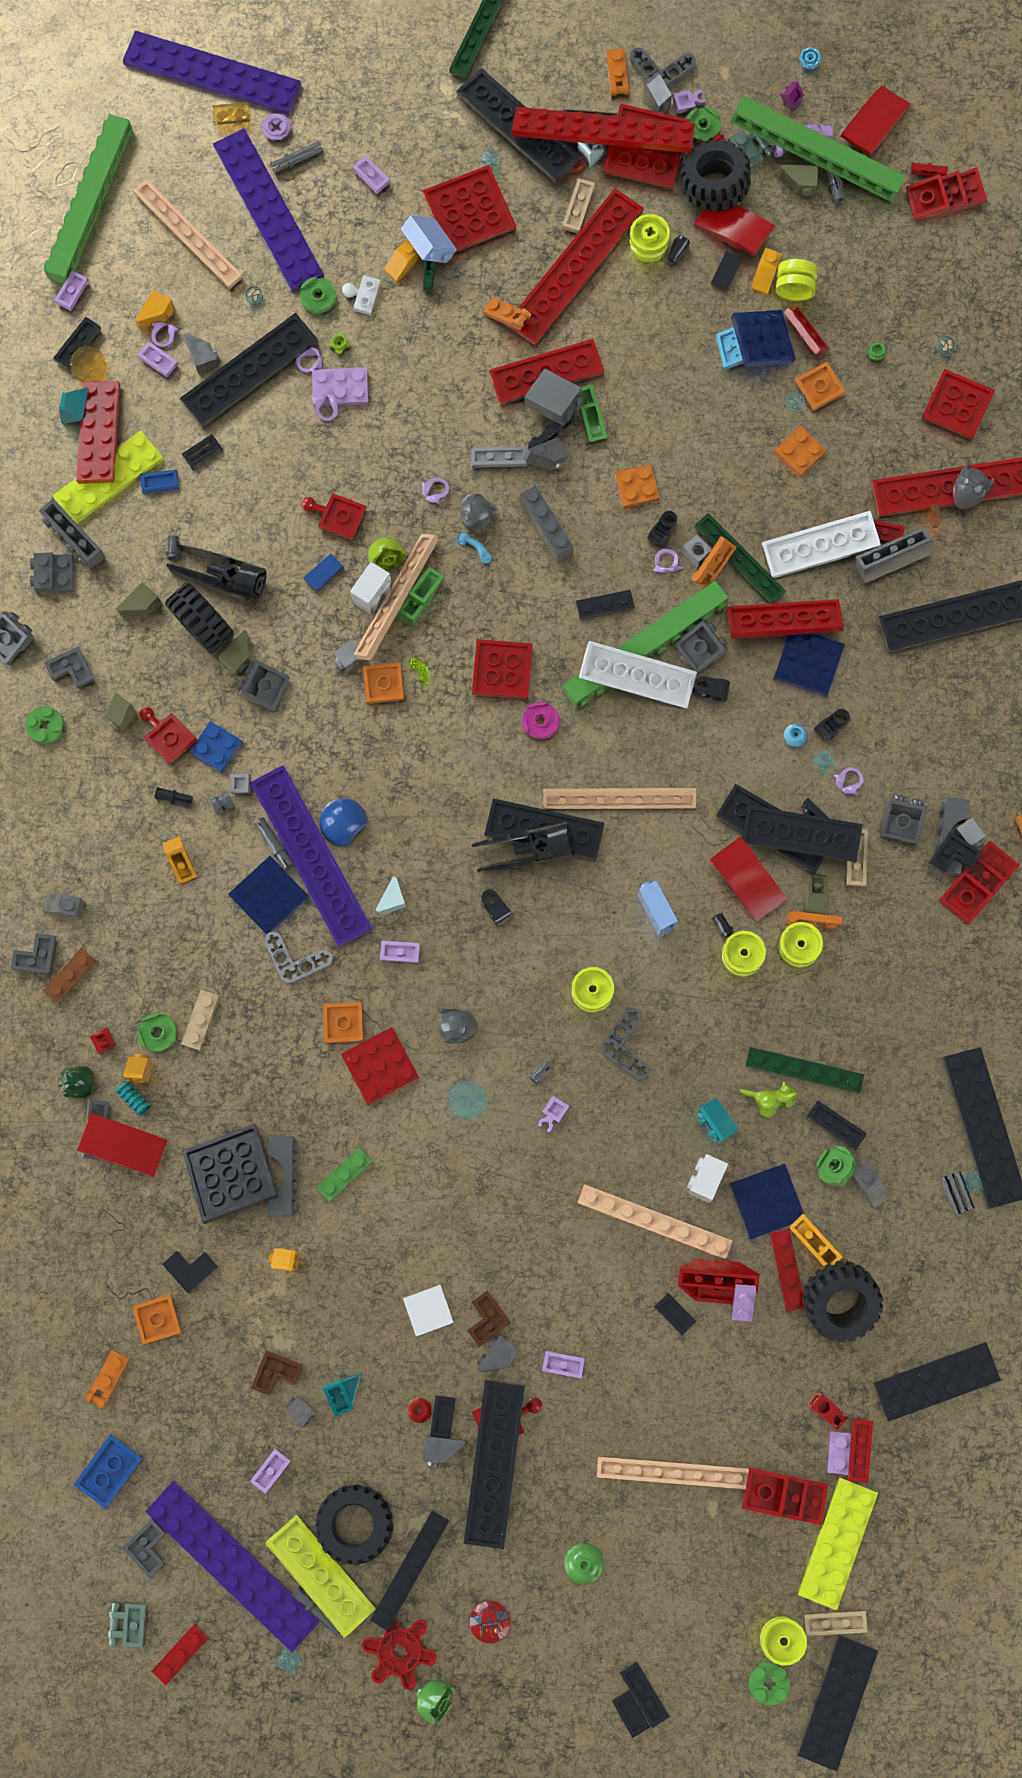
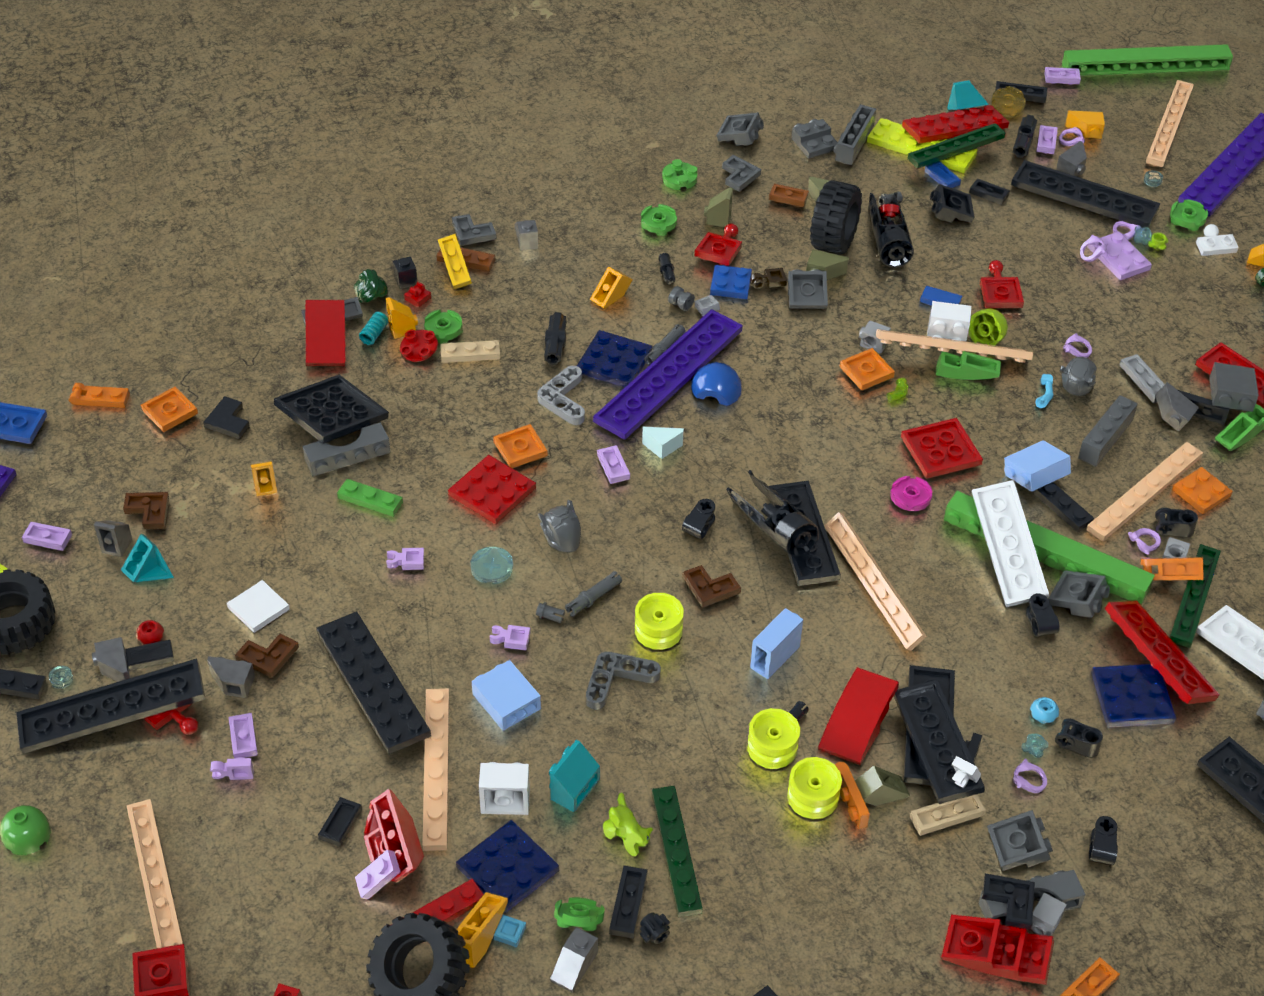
camera: 60 degrees right, 30 degrees down
(71, 1042) = (405, 272): none -> black brick
(79, 990) = (454, 261): none -> yellow plate
(99, 784) = (651, 219): none -> bright green plate
(124, 638) = (788, 195): none -> dark orange plate
(136, 451) = (956, 145): none -> dark green plate
(152, 383) = (1025, 136): none -> black piece
(174, 1064) = (418, 345): none -> red dish
(198, 561) = (888, 210): none -> red plate
(210, 497) = (951, 204): none -> black plate
(222, 937) = (555, 338): none -> black piece
(232, 707) = (773, 277): none -> dark brown plate
(328, 352) = (1142, 235): none -> clear light blue plate
(433, 1166) = (409, 559): none -> lavender plate
(435, 1497) = (60, 677): none -> clear light blue tile
(539, 1037) = (586, 598): none -> dark grey pin
(552, 1242) = (373, 683): none -> black plate
(561, 604) = (1037, 465): none -> light blue brick
(572, 935) = (708, 590): none -> reddish brown plate
(594, 1377) = (236, 769): none -> lavender plate
(610, 1141) = (506, 695): none -> light blue brick
(618, 531) = (1144, 491): none -> light nougat plate
(823, 1220) = (509, 930): none -> medium azure tile
(848, 832) = (964, 772): none -> white tile
(868, 1116) = (654, 928): none -> black gear
(929, 762) = (1104, 841): none -> black piece

